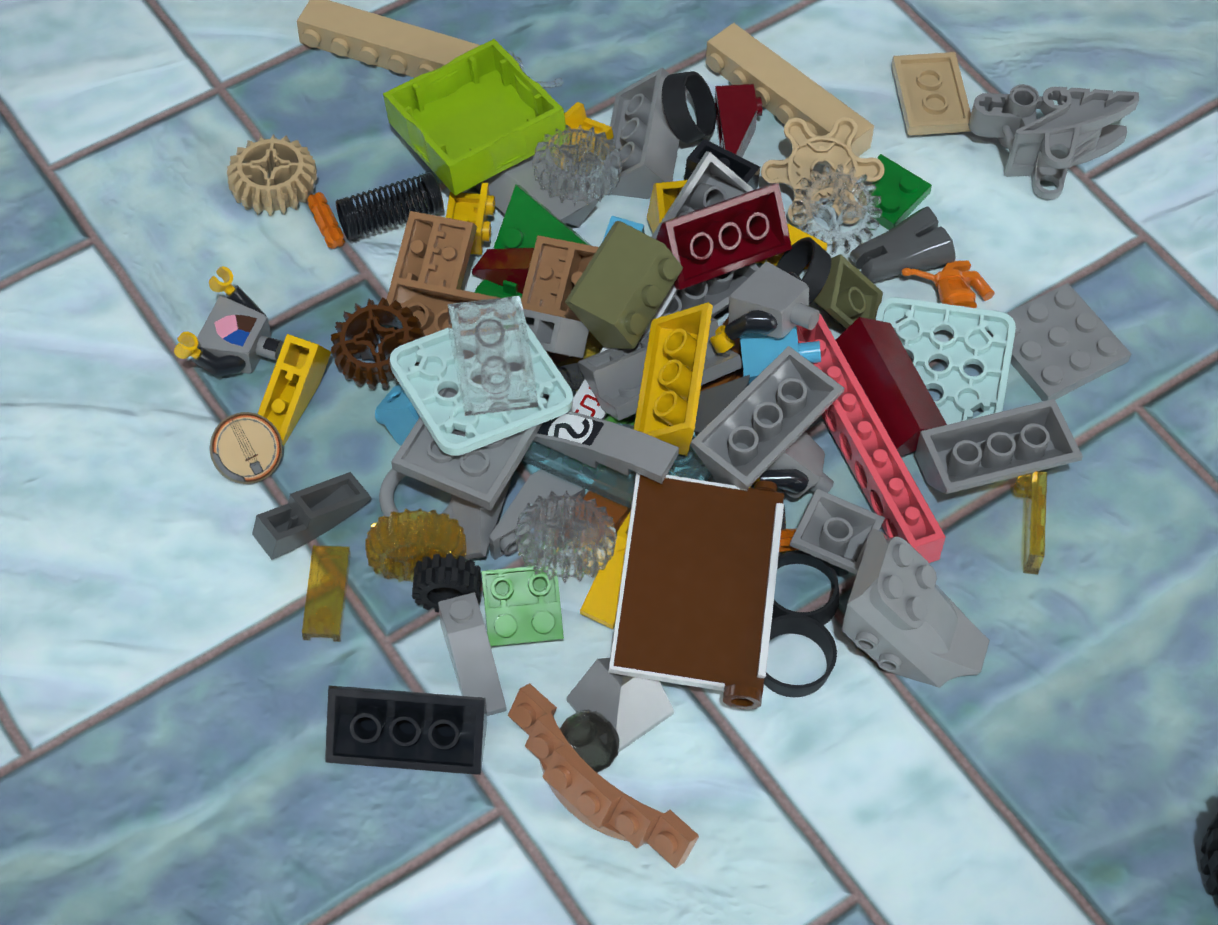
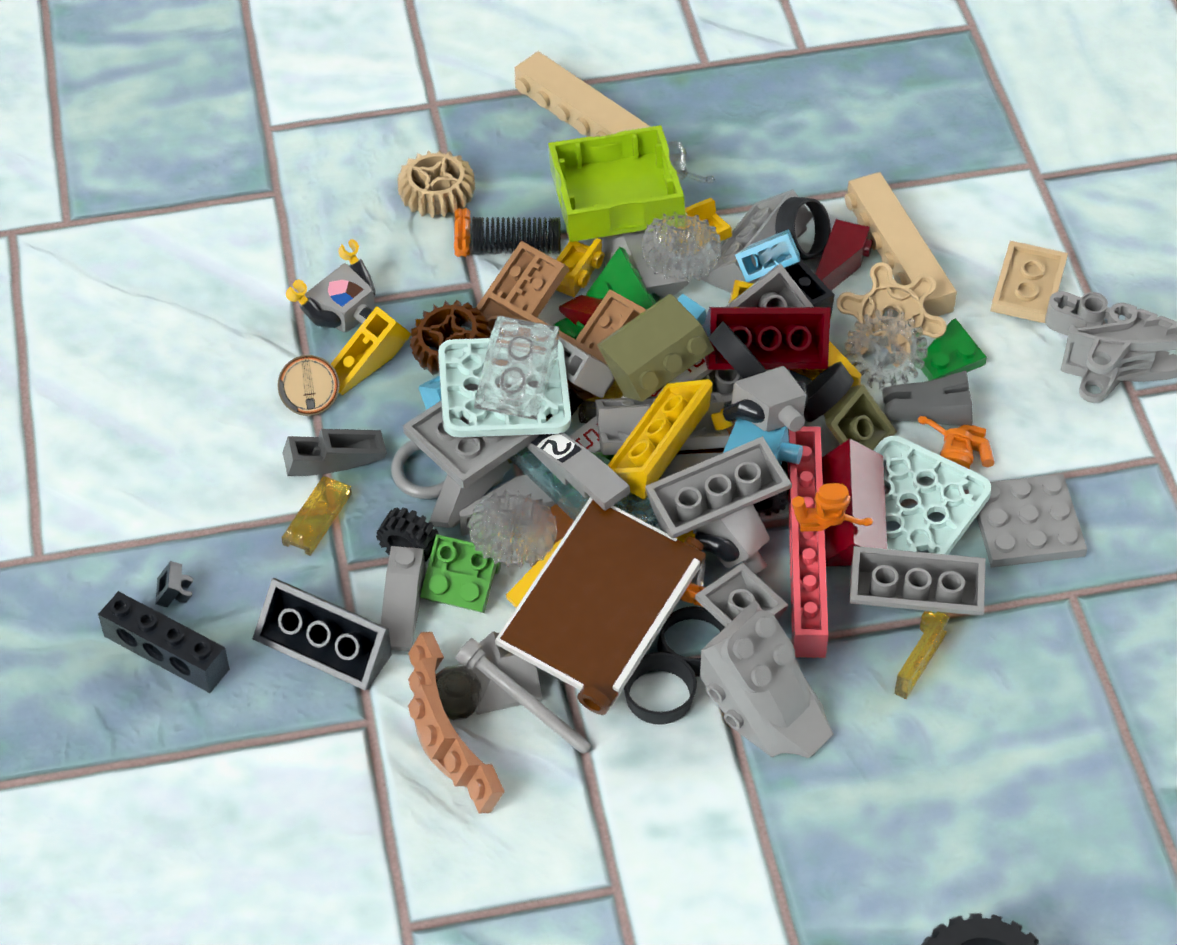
camera: 25 degrees right, 5 degrees down
(204, 733) = (170, 585): none -> black tile
(230, 804) = (164, 641): none -> black brick
(408, 537) = (391, 487): clear yellow gear -> none
(592, 695) = (473, 656): none -> light grey piece
(681, 145) = (768, 254): none -> medium azure torso
(713, 263) = (735, 351): none -> black tyre
(889, 400) = (830, 509): none -> orange piece

